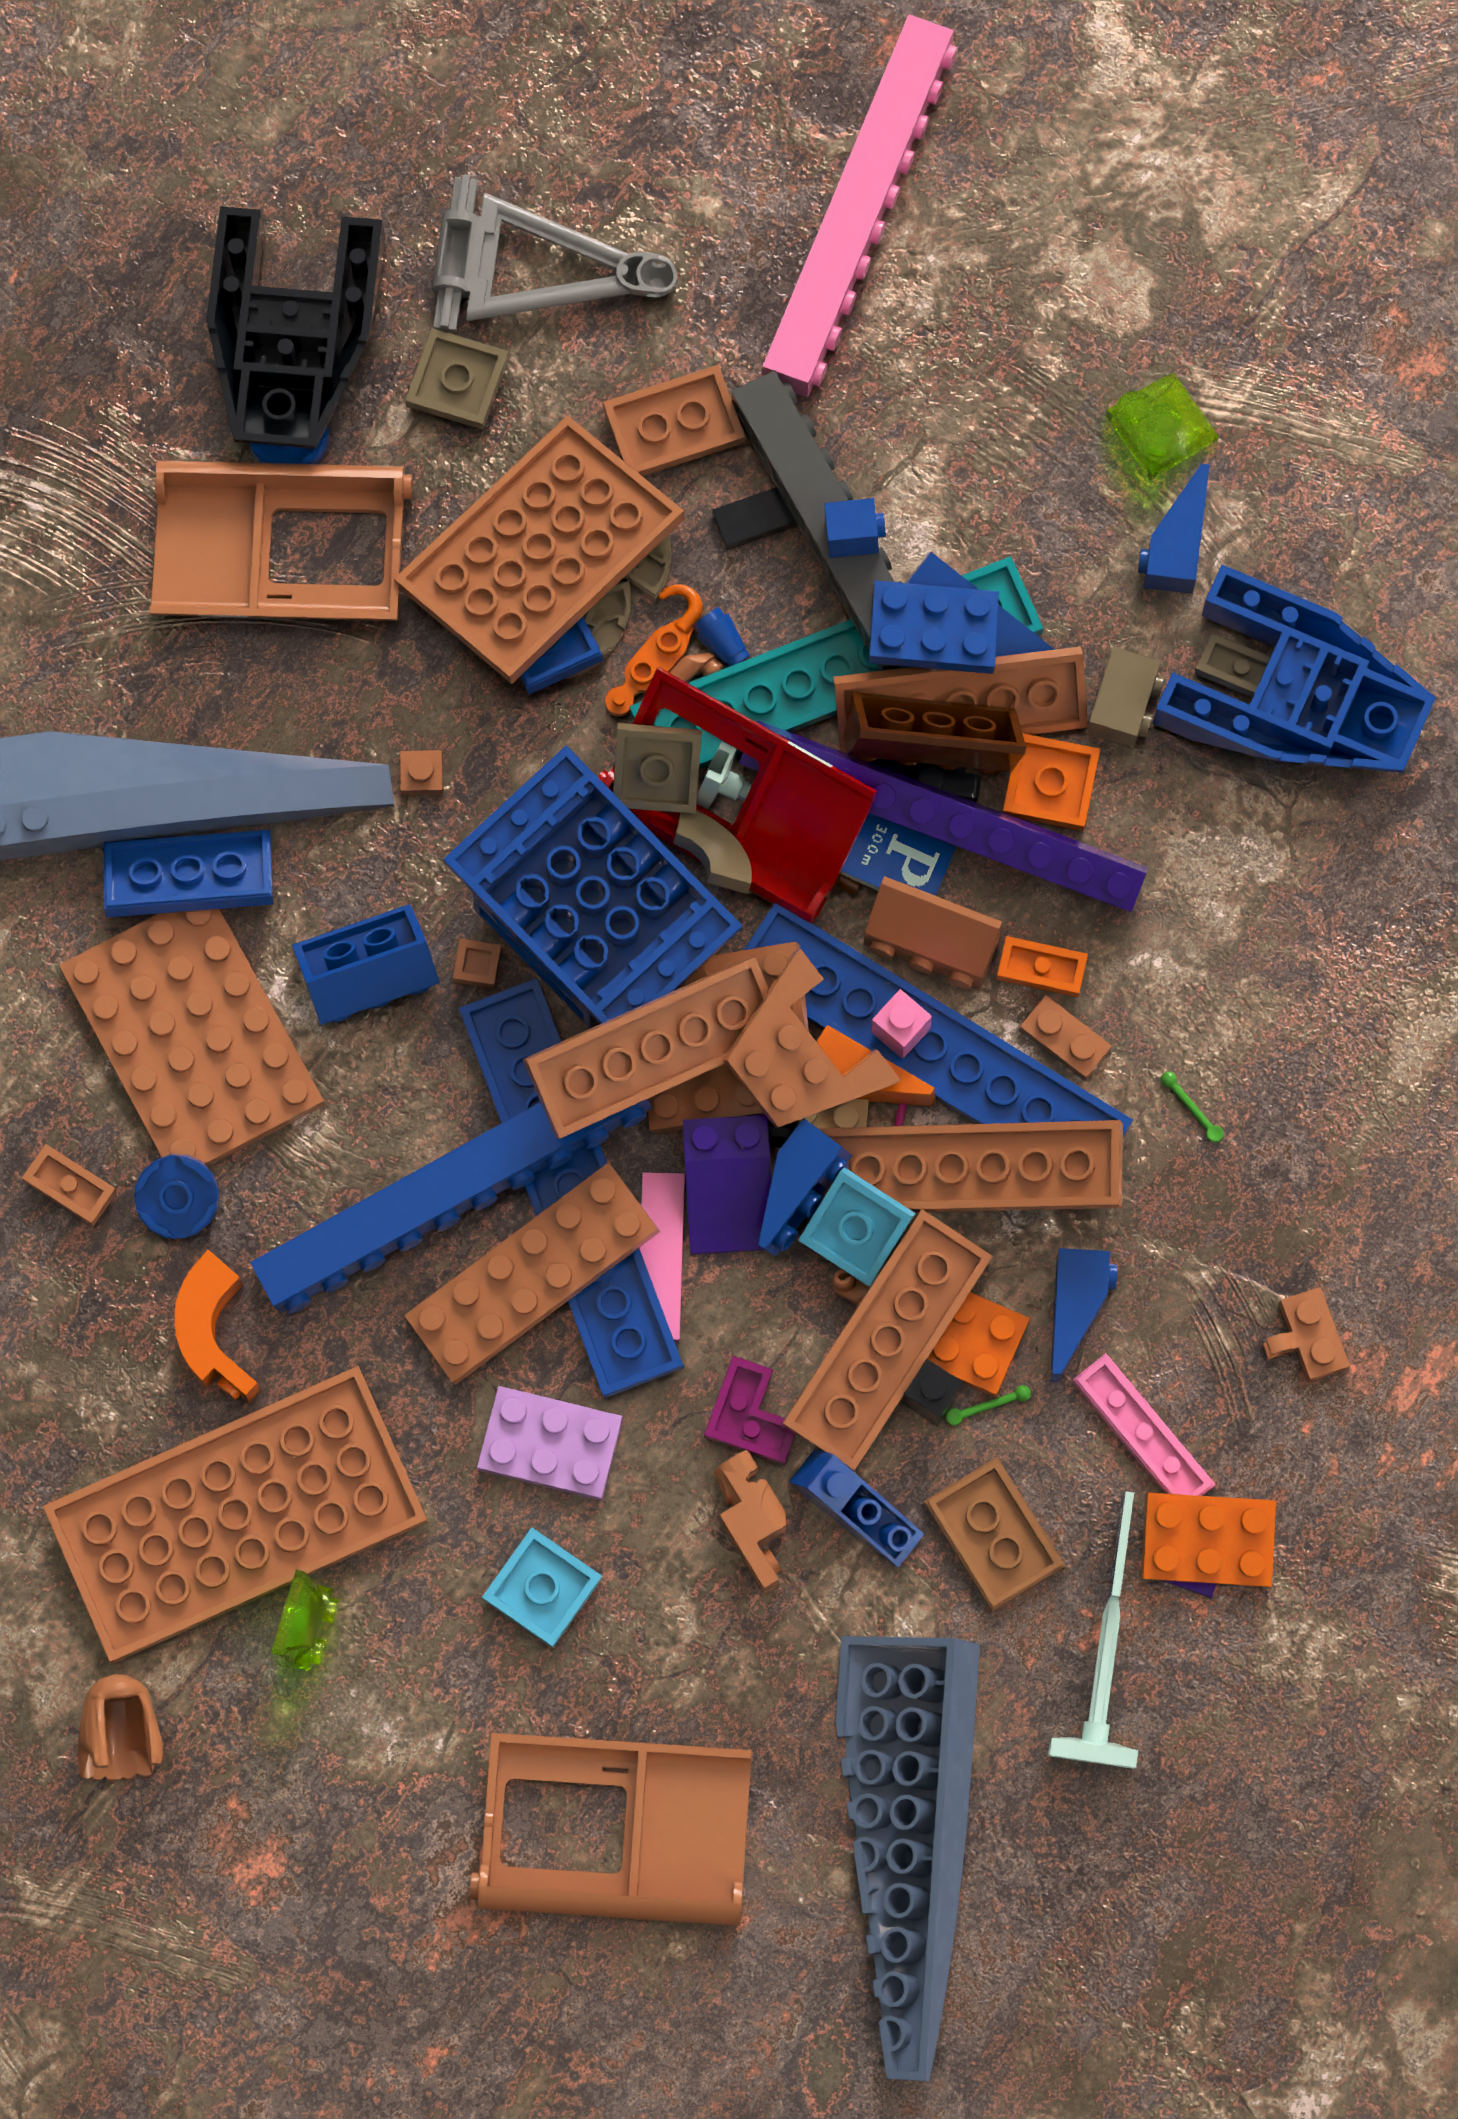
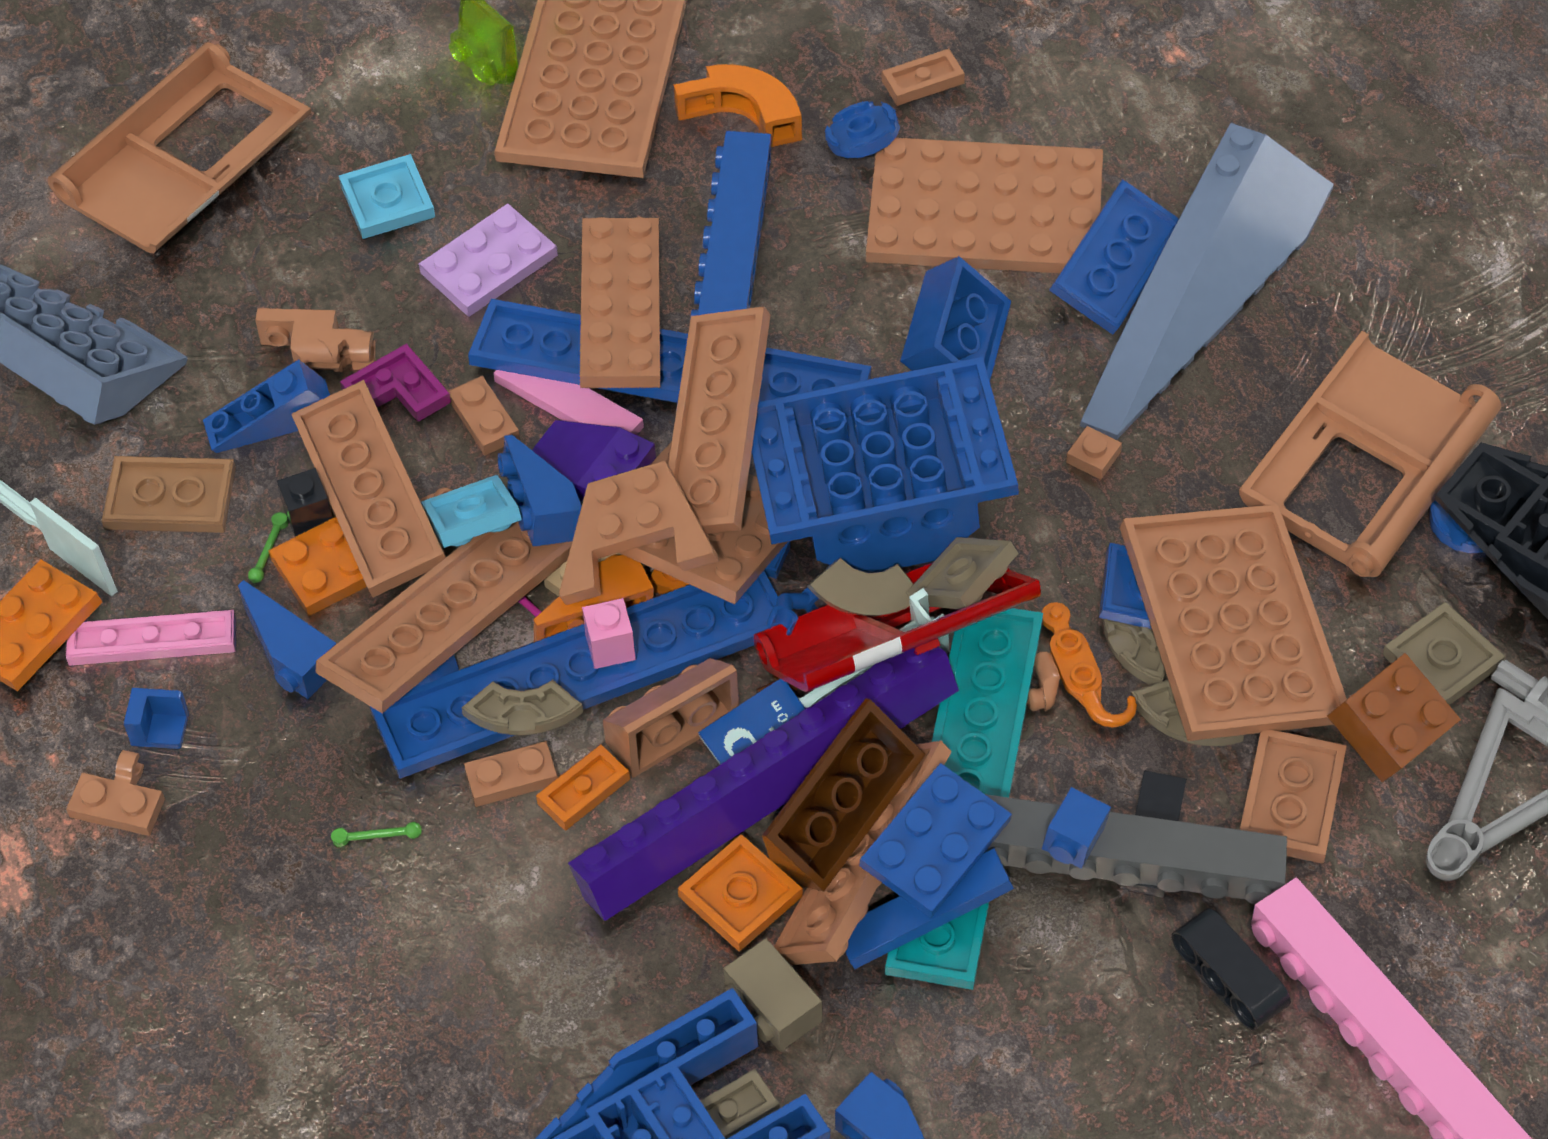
camera: 125 degrees right, 20 degrees down
(558, 374) = (1394, 717): none -> dark orange brick
(721, 637) = (1058, 718): blue cone -> none
(727, 1319) = (483, 414): none -> nougat plate
(773, 906) = (786, 602): none -> blue arm
(866, 381) = (1231, 969): none -> black beam
(1014, 1055) = (522, 711): none -> dark tan tile
(1220, 1359) = (156, 718): none -> blue panel

